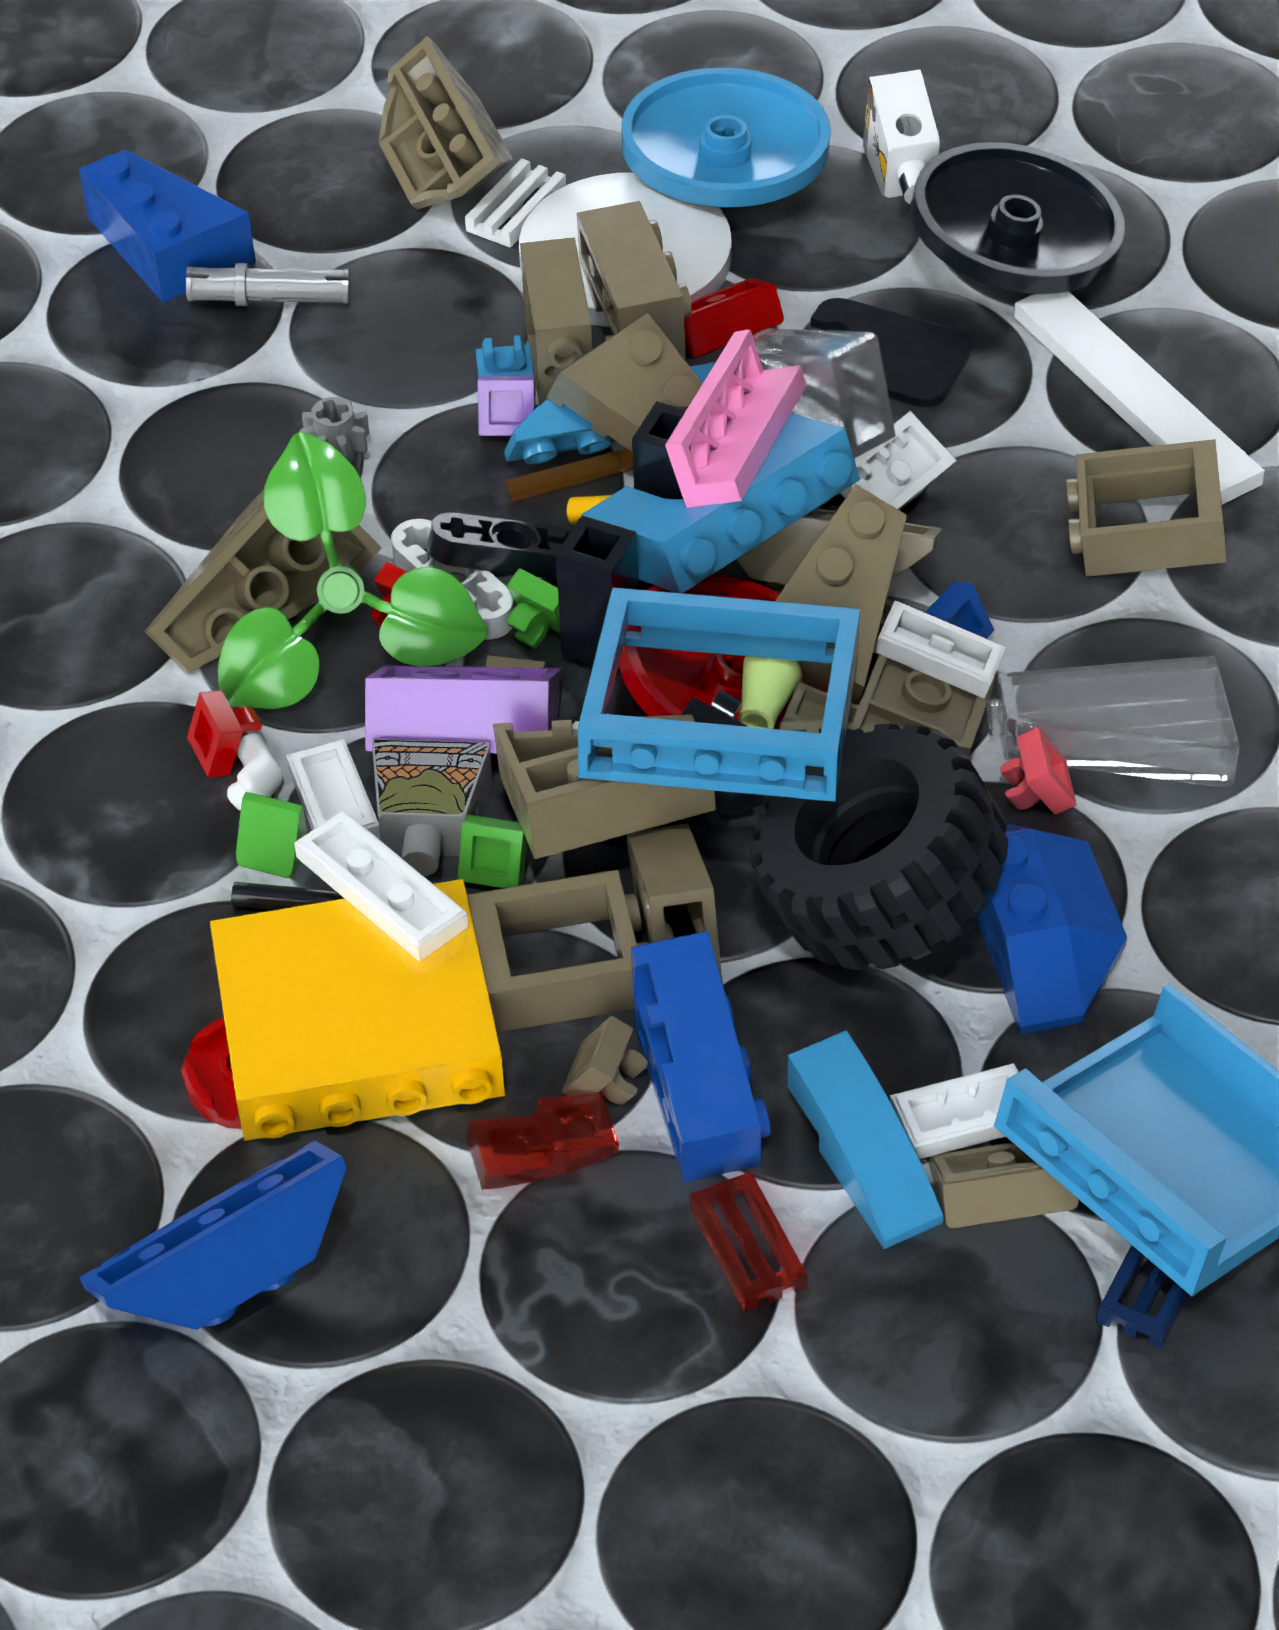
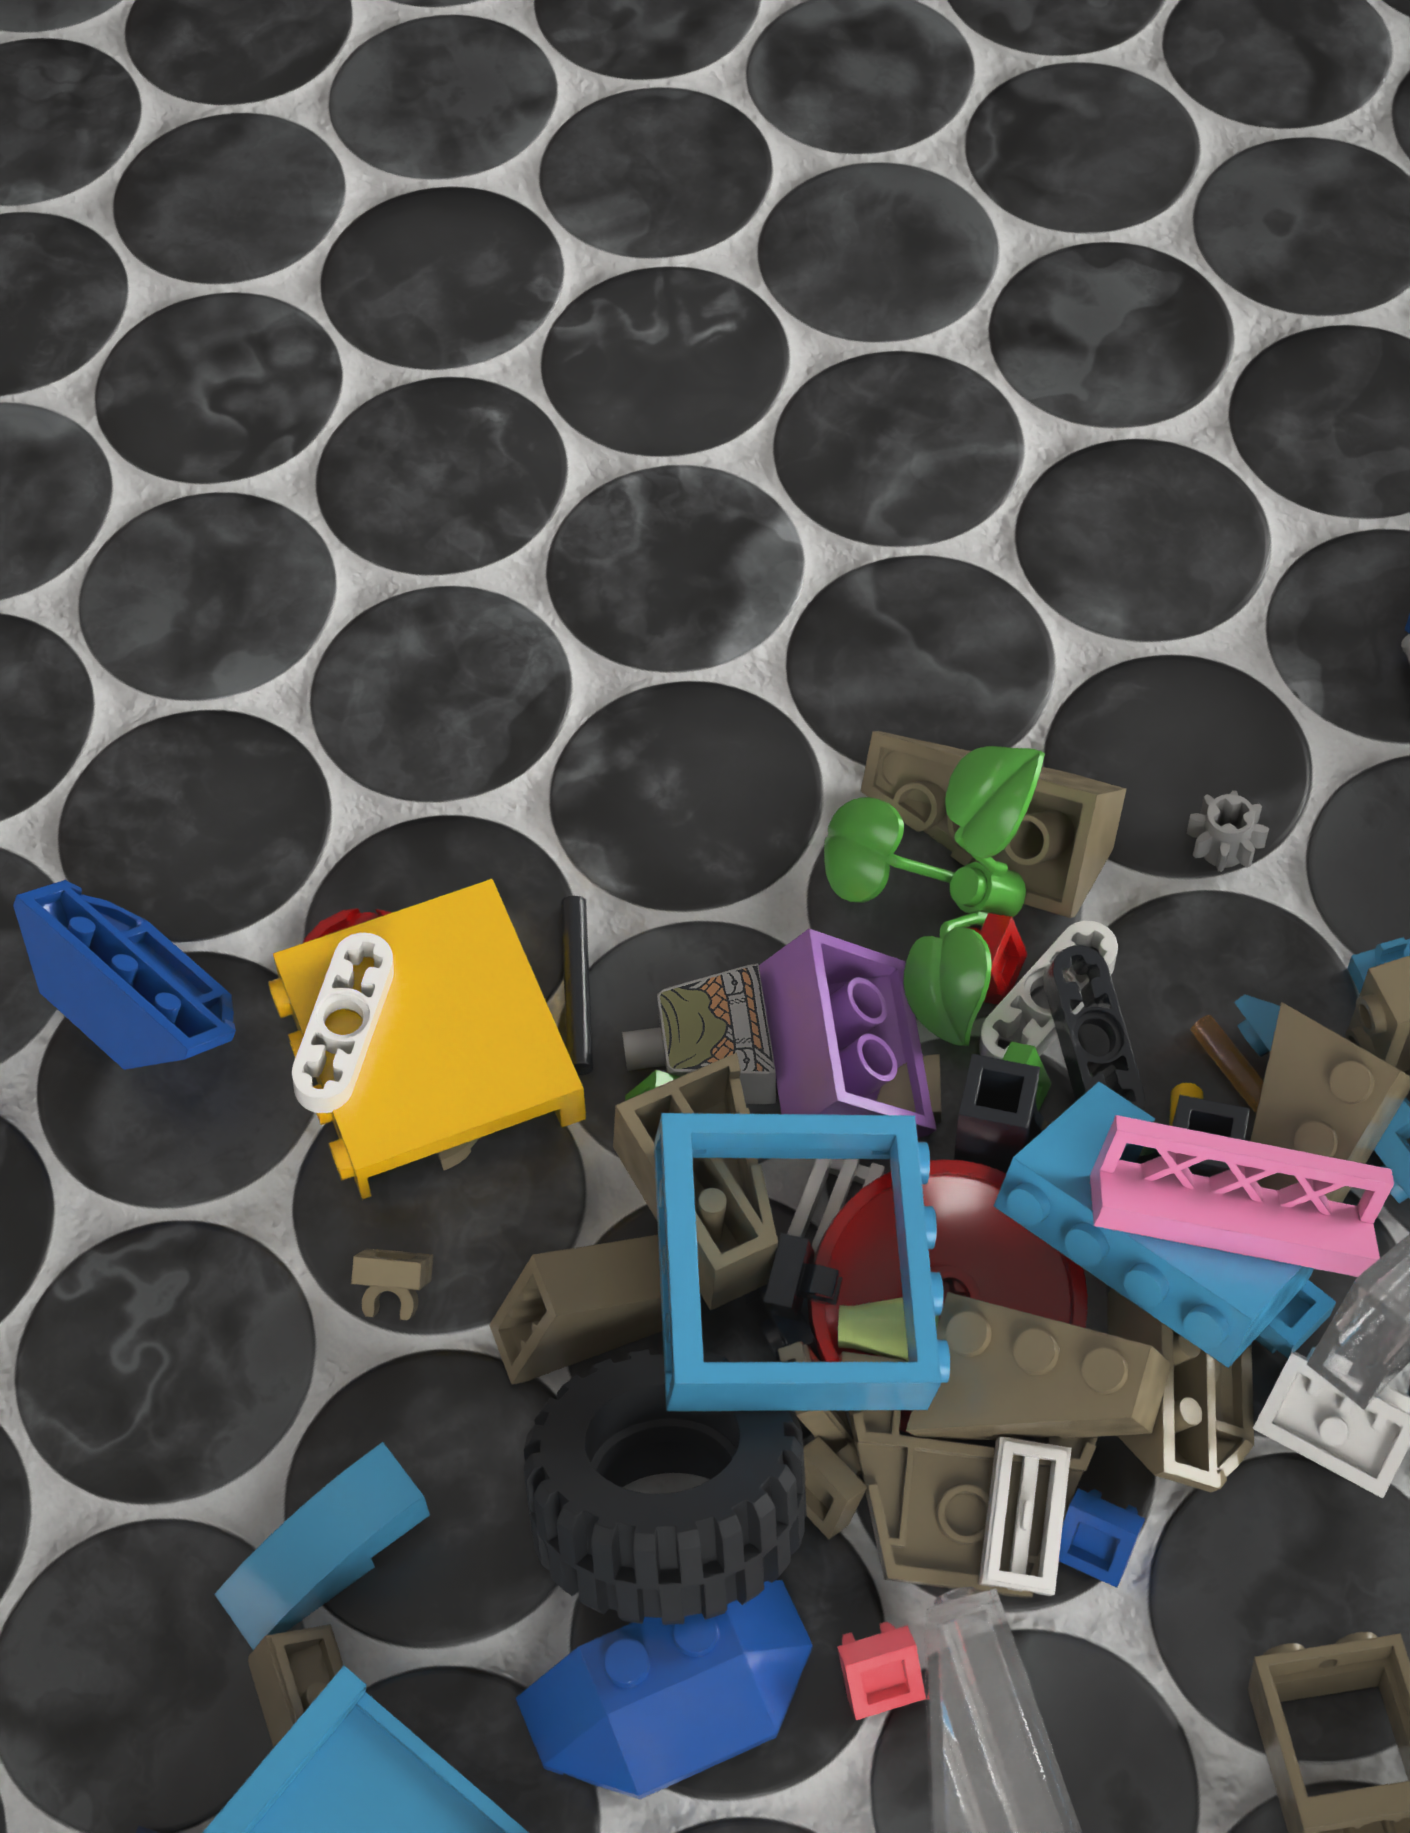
camera: 80 degrees right, 10 degrees up
(218, 731) = (766, 835): red tile -> none
(260, 771) = (725, 885): white arm -> none
(268, 835) = (642, 914): bright green slope -> none
(330, 783) = (724, 945): white tile -> none
(358, 1062) = (350, 1048): none -> white beam
(381, 885) = (551, 1013): white tile -> none
(504, 403) = (1322, 985): tile -> none
(553, 1141) = (301, 1241): clear red slope -> none
(560, 992) = (506, 1148): dark tan window -> none
(696, 1058) = (390, 1363): blue wedge -> none
(767, 1283) = (217, 1480): clear red tile -> none
(953, 1111) = (380, 1644): white plate -> none

